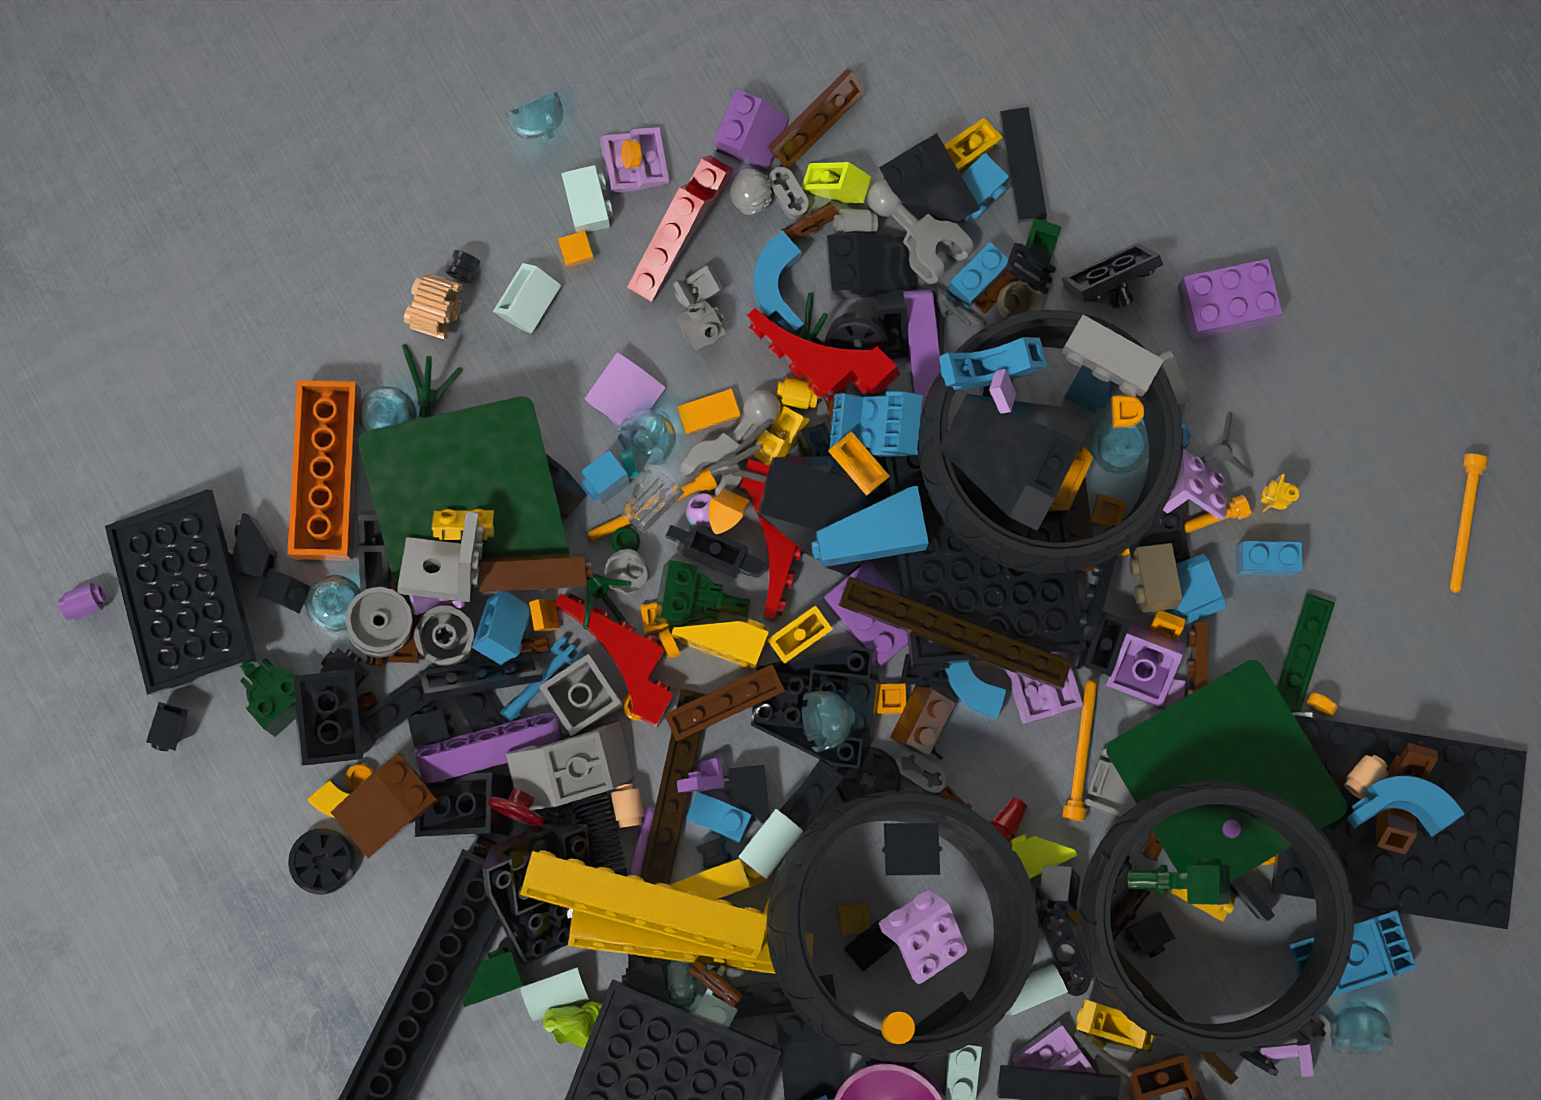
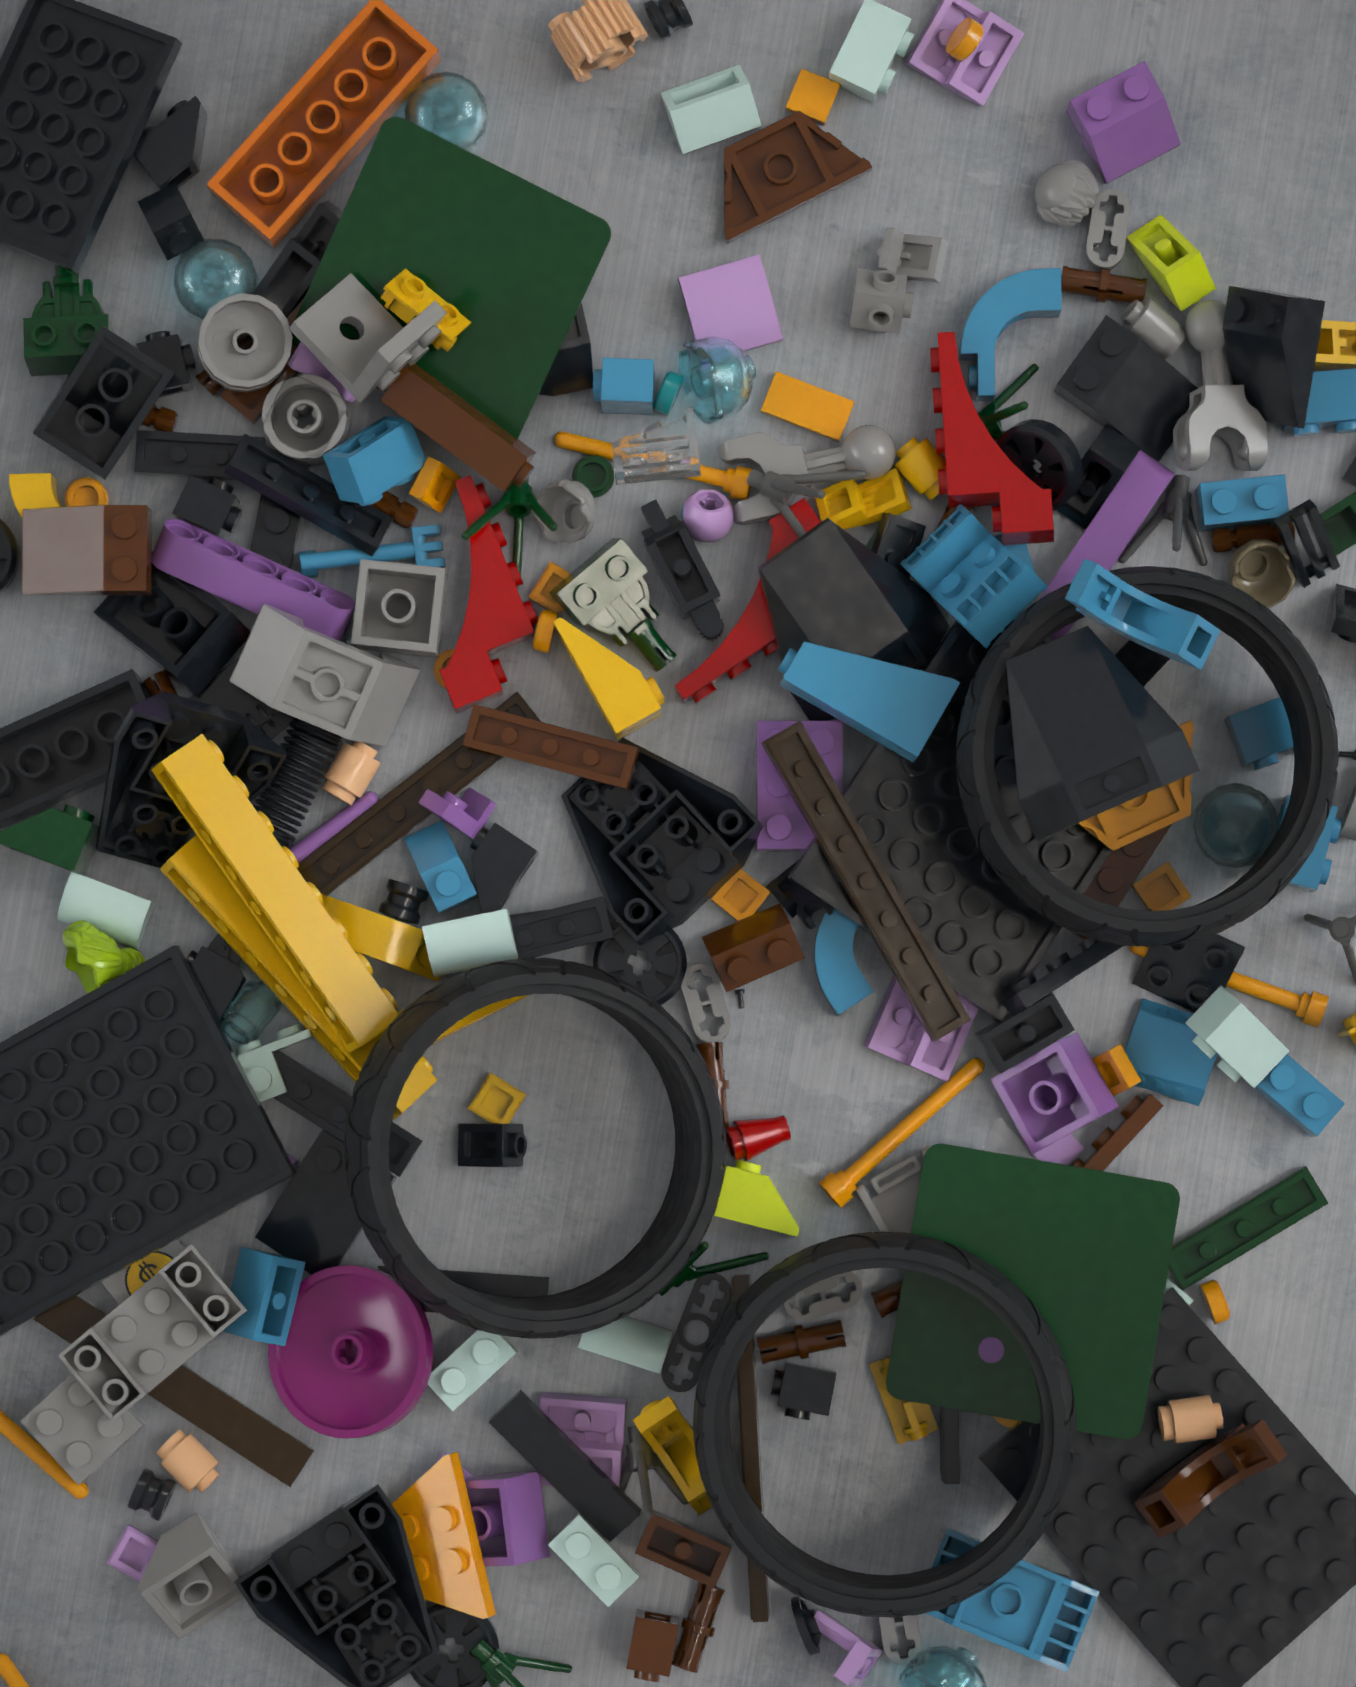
camera: 45 degrees right, 5 degrees up
(427, 396) = (507, 128): dark green plant -> none
(517, 807) = (227, 673): dark red piece -> none
(592, 299) = (782, 171): none -> reddish brown wing
(678, 225) = (951, 165): arch -> none
(715, 983) = (285, 1042): reddish brown axle -> none
(726, 510) = (729, 534): light orange tile -> none
(800, 633) = (698, 739): yellow slope -> none
(816, 119) = (1211, 170): reddish brown plate -> none
(826, 719) = (645, 859): clear light blue cylinder -> none
(859, 463) = (920, 604): light orange plate -> none
(898, 1027) = (430, 1248): light orange tile -> none
(911, 849) = (609, 1073): black piece -> none
(925, 935) = (543, 1176): lavender bracket -> none
(1002, 391) = (1126, 656): lavender tile -> none
(1058, 889) = (743, 1255): black brick -> none
(1111, 357) = (1283, 718): light grey brick -> none
(1126, 411) = (1250, 792): light orange tile -> none
(1156, 578) = (1146, 1007): dark tan brick -> none
(1199, 484) = (1284, 941): lavender bracket -> none
(1205, 882) = (887, 1370): dark green brick -> none
(1217, 553) = (1236, 1037): none -> light aqua brick
(1420, 797) = (1219, 1479): dark azure arch -> none

